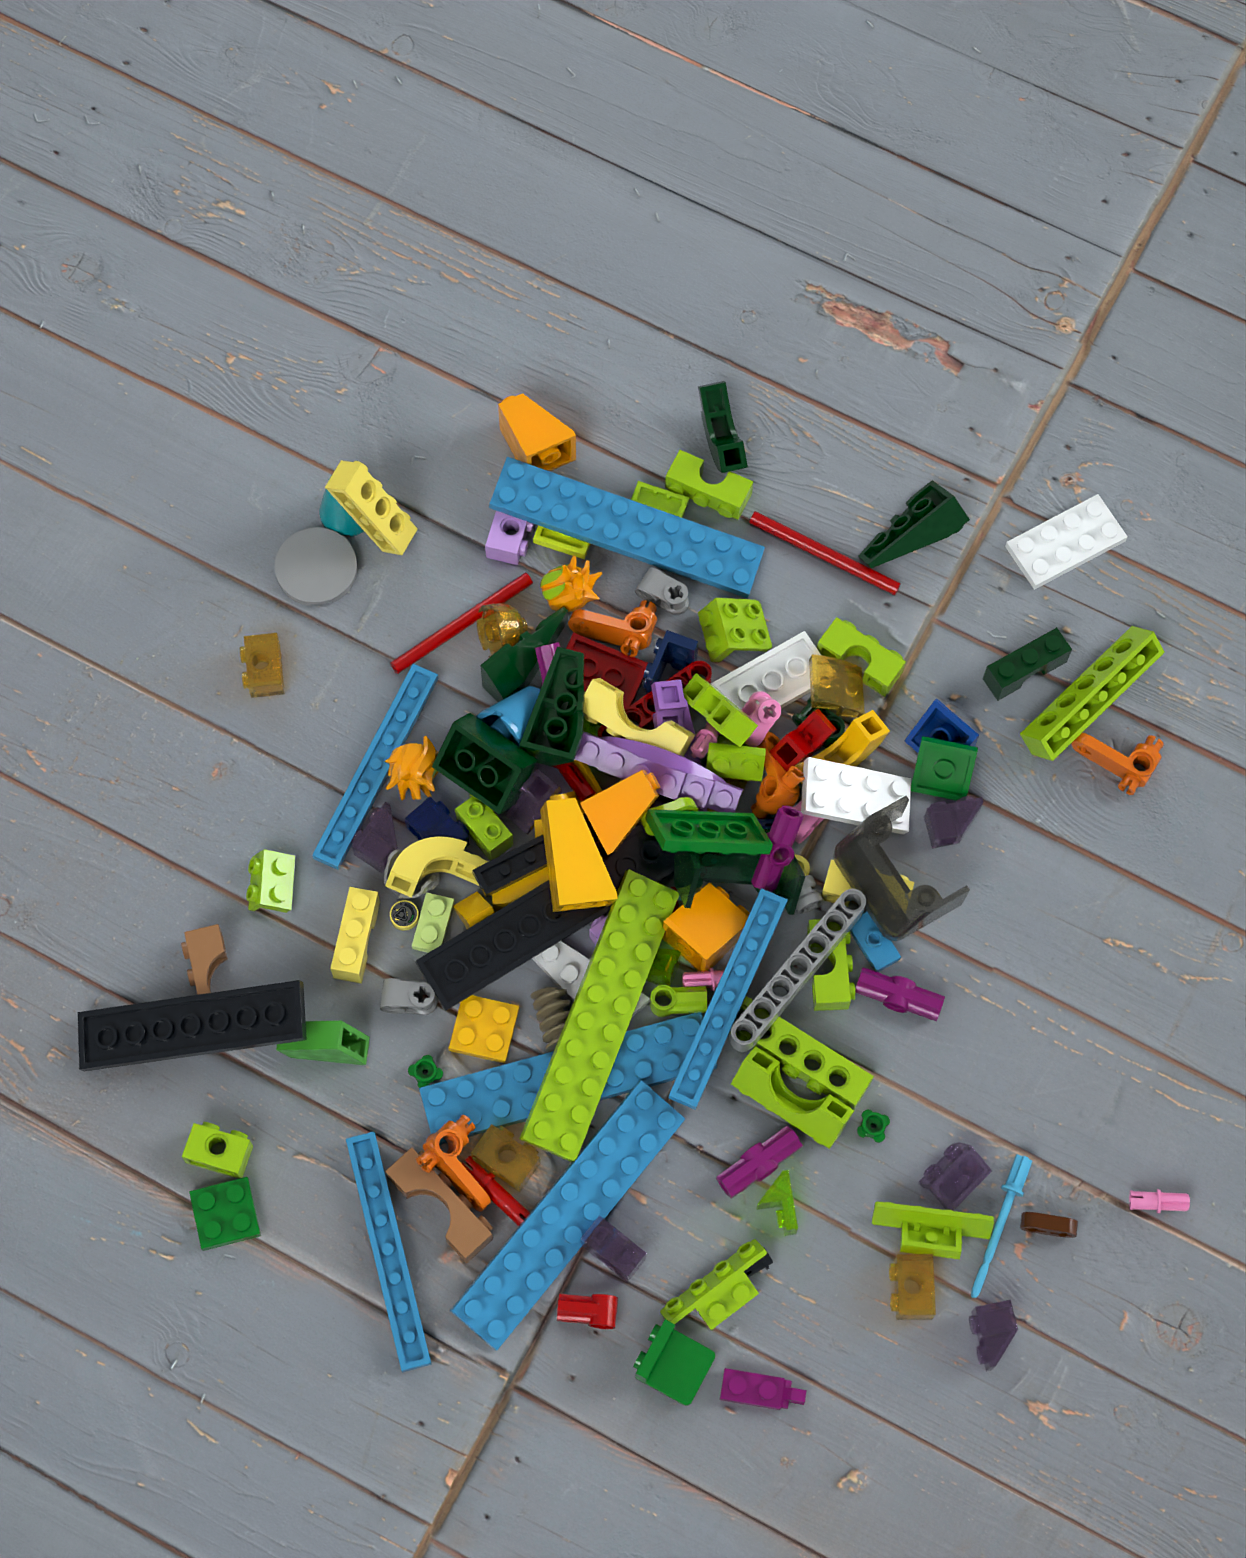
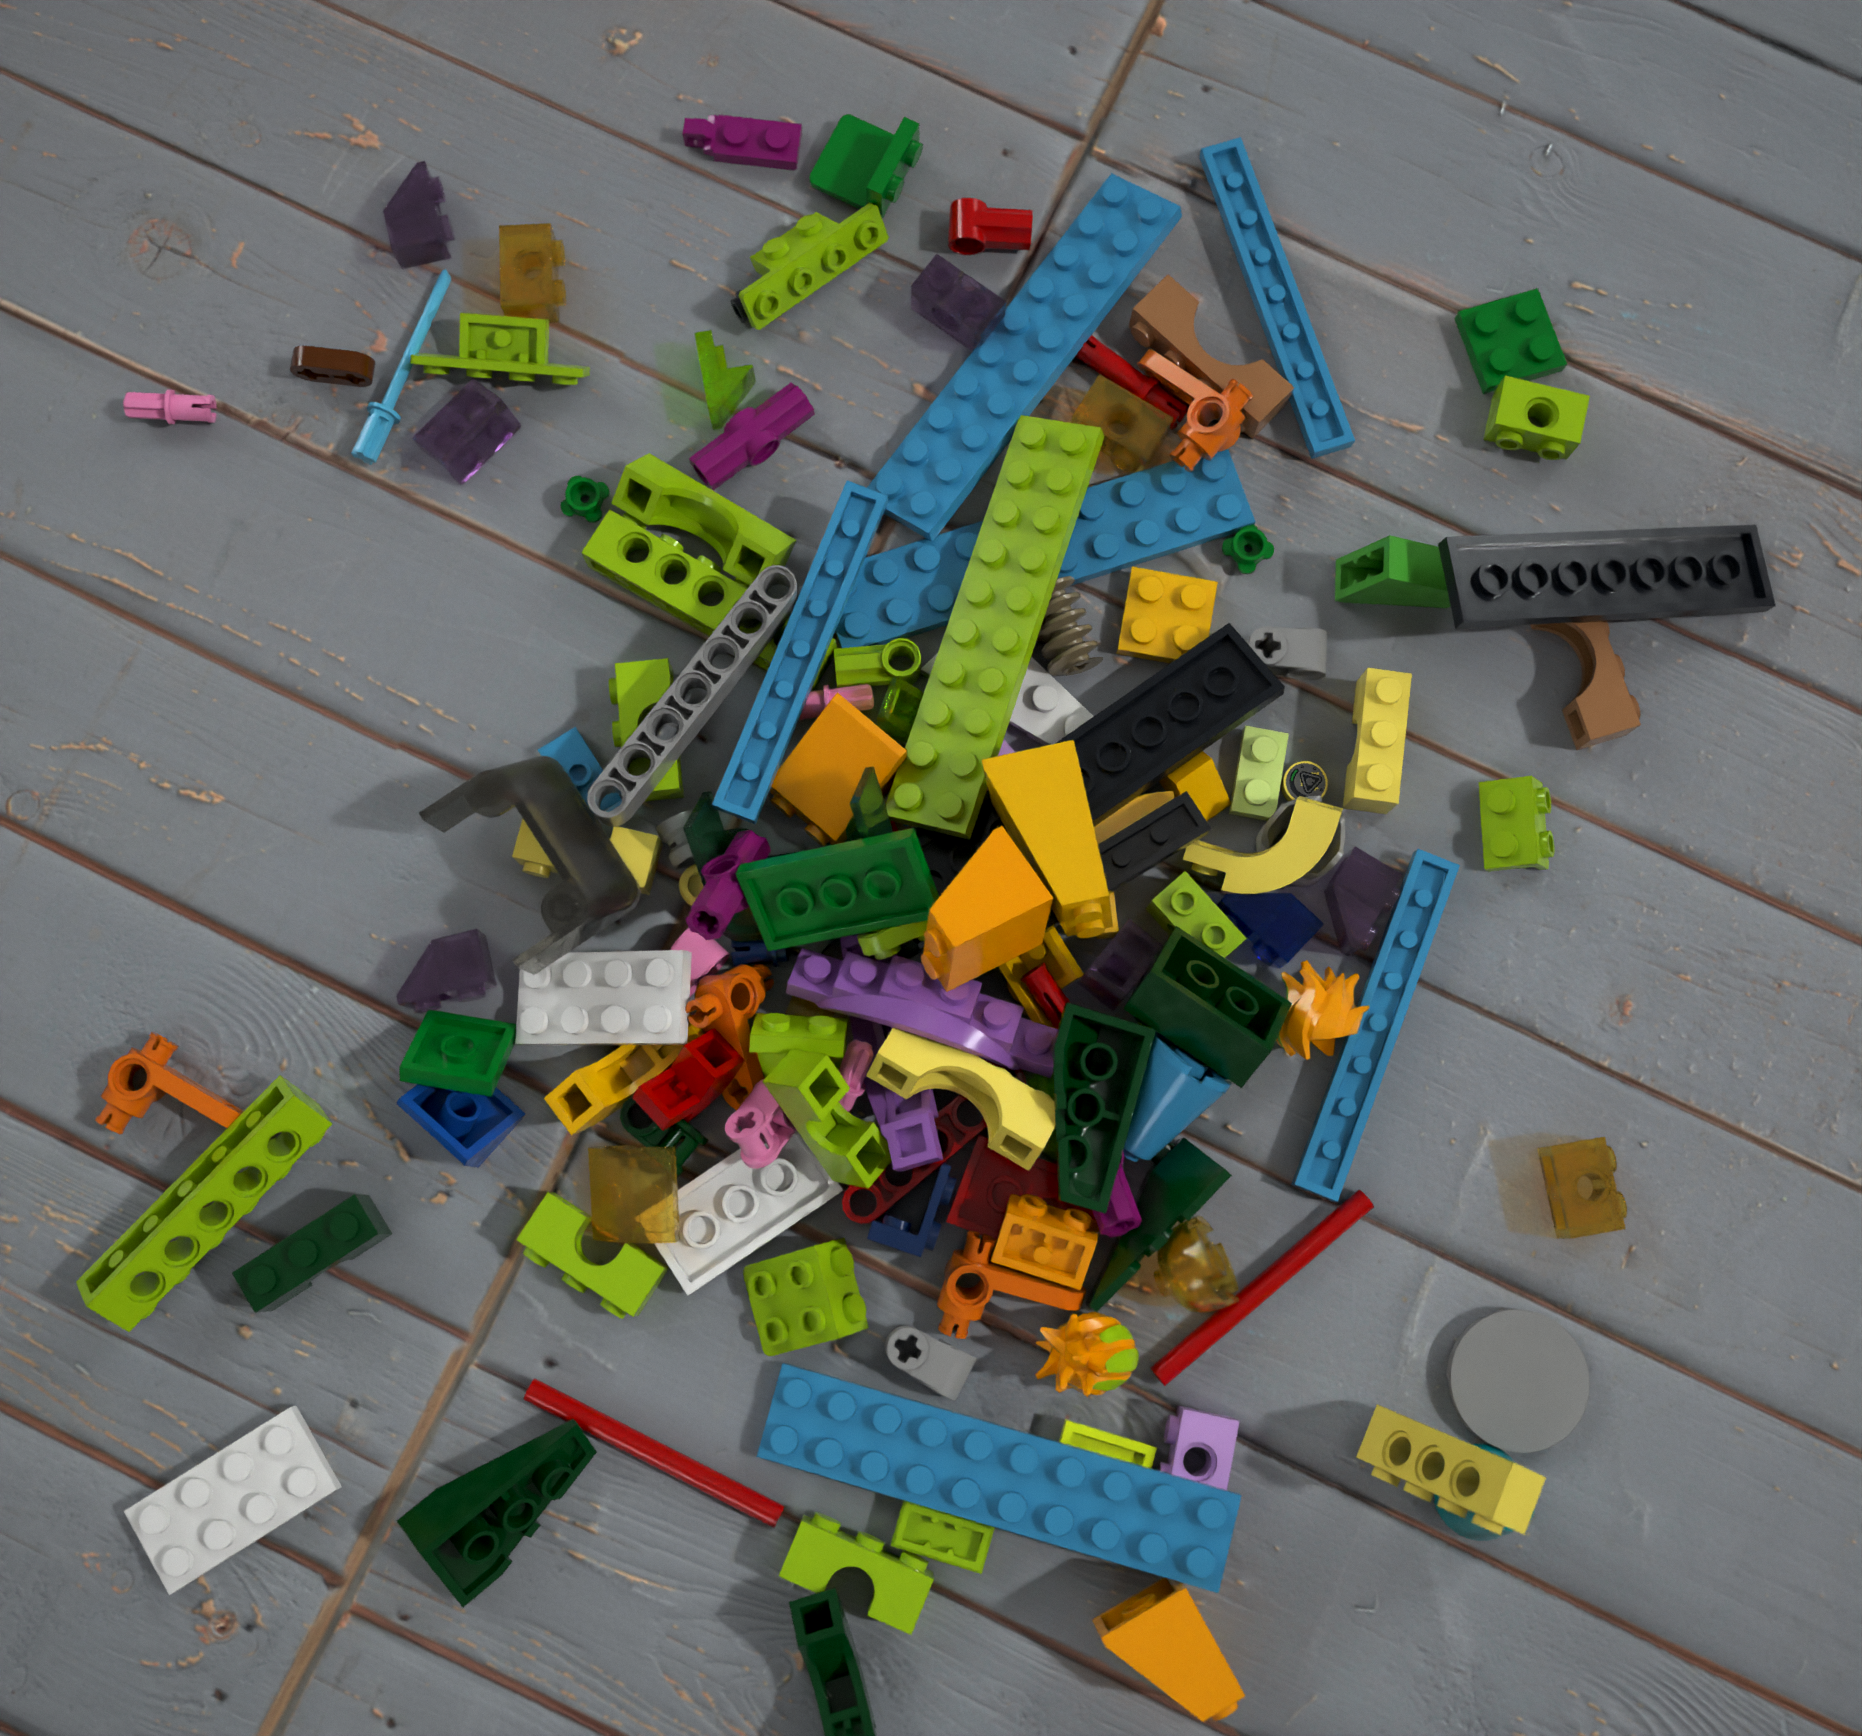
camera: 175 degrees right, 10 degrees up
(596, 643) = (1046, 1240): none -> light orange bracket
(899, 994) = (541, 690): magenta piece -> none

